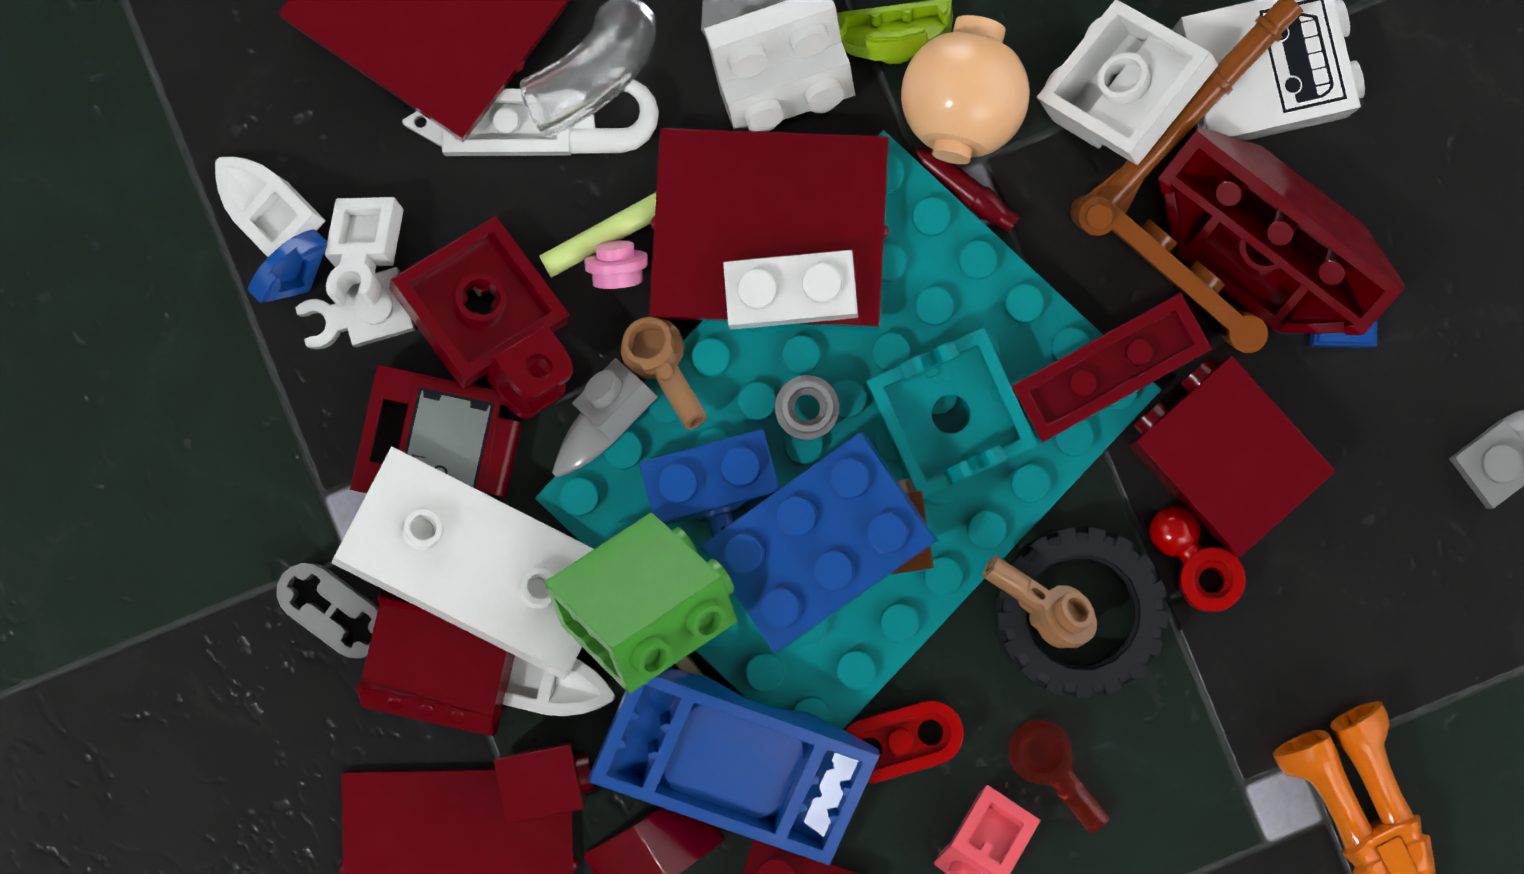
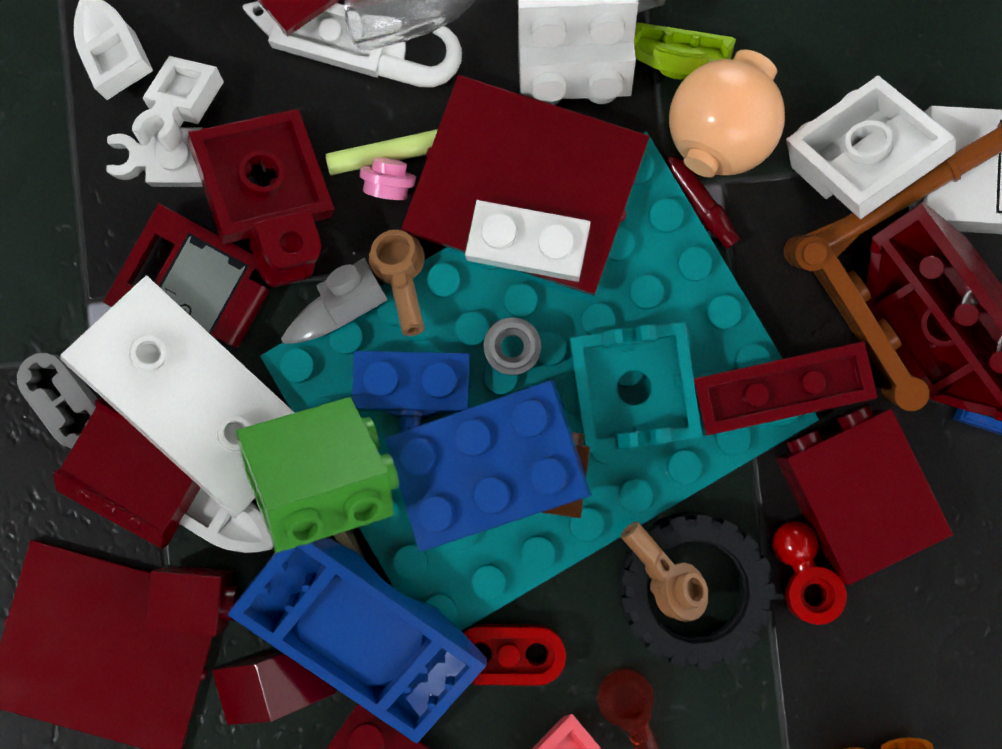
camera: 20 degrees right, 0 degrees up
(289, 268) = (109, 101): blue tile -> none

